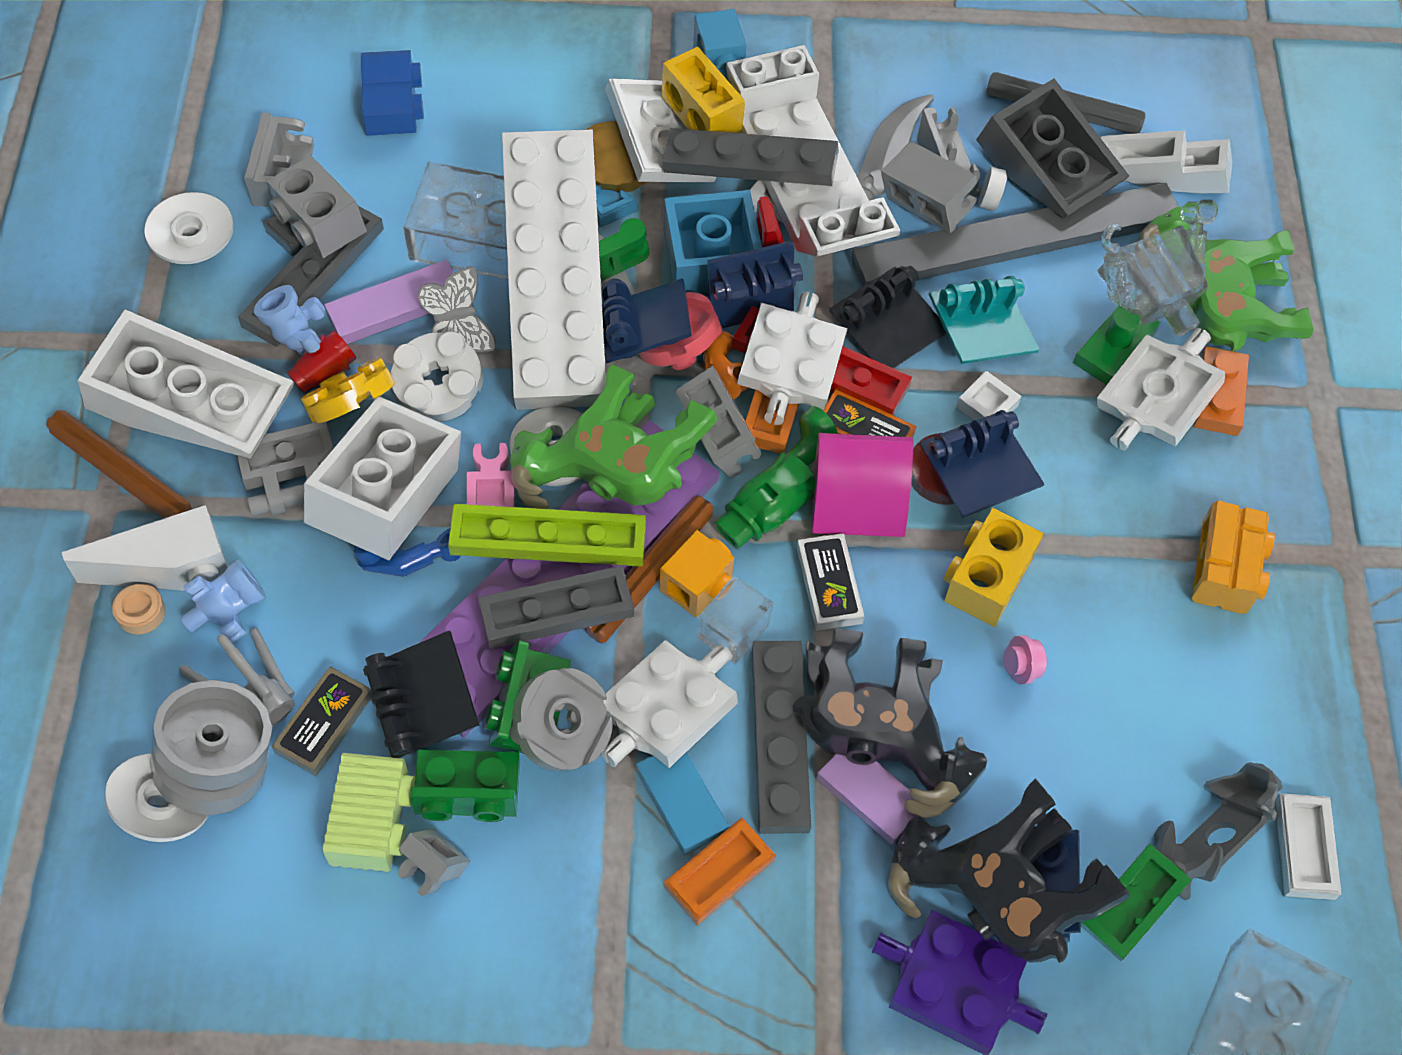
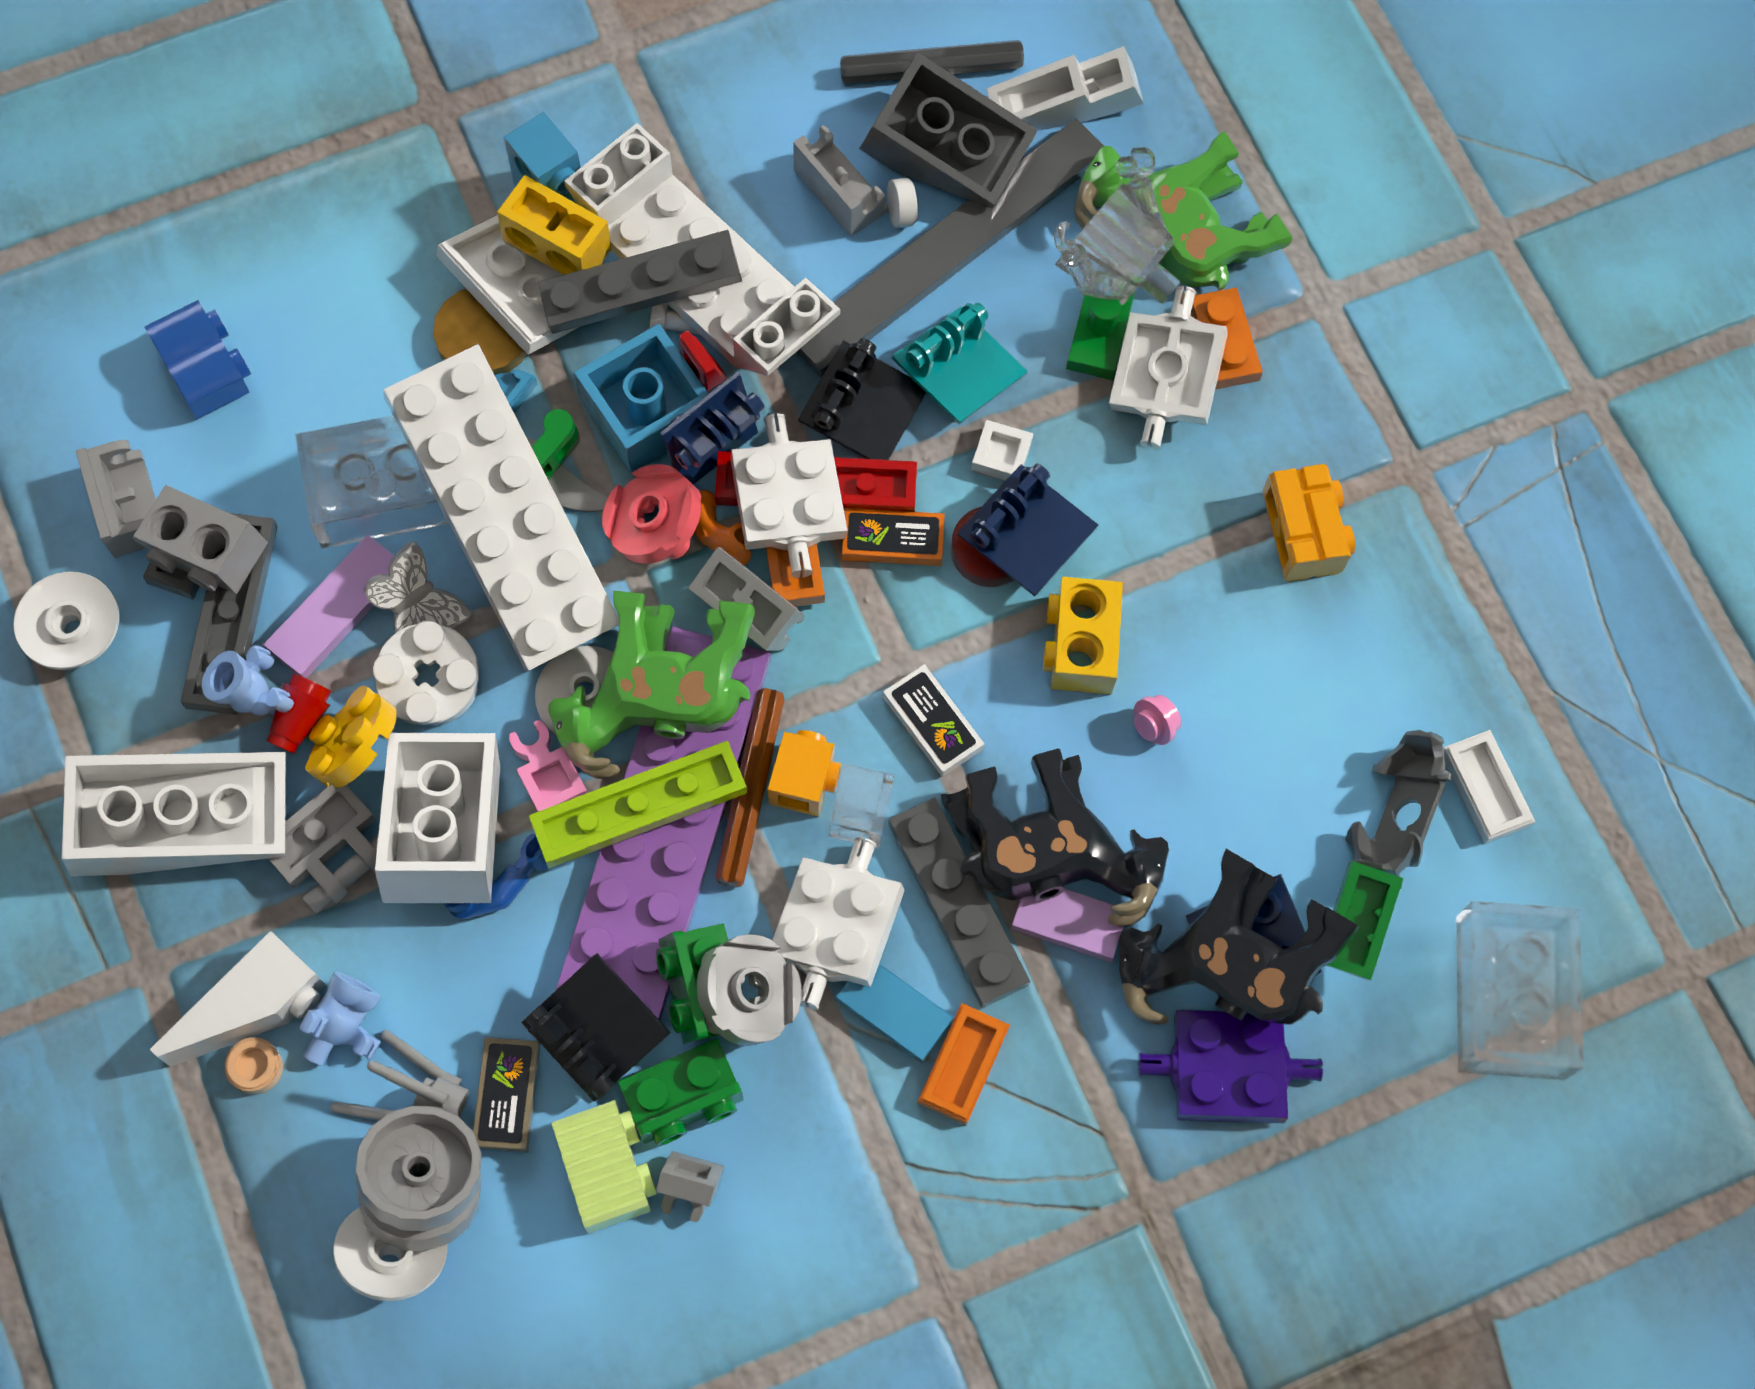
camera: 25 degrees left, 10 degrees up
(116, 465) = (144, 924): dark orange axle -> none
(556, 607) = (684, 877): dark grey plate -> none
(643, 319) = (618, 518): dark blue hinge -> none
(777, 491) = (846, 635): green piece -> none
(862, 485) = (923, 608): dark pink slope -> none
(888, 141) = (770, 191): light grey sword -> none
(929, 186) = (839, 231): light grey hinge -> none

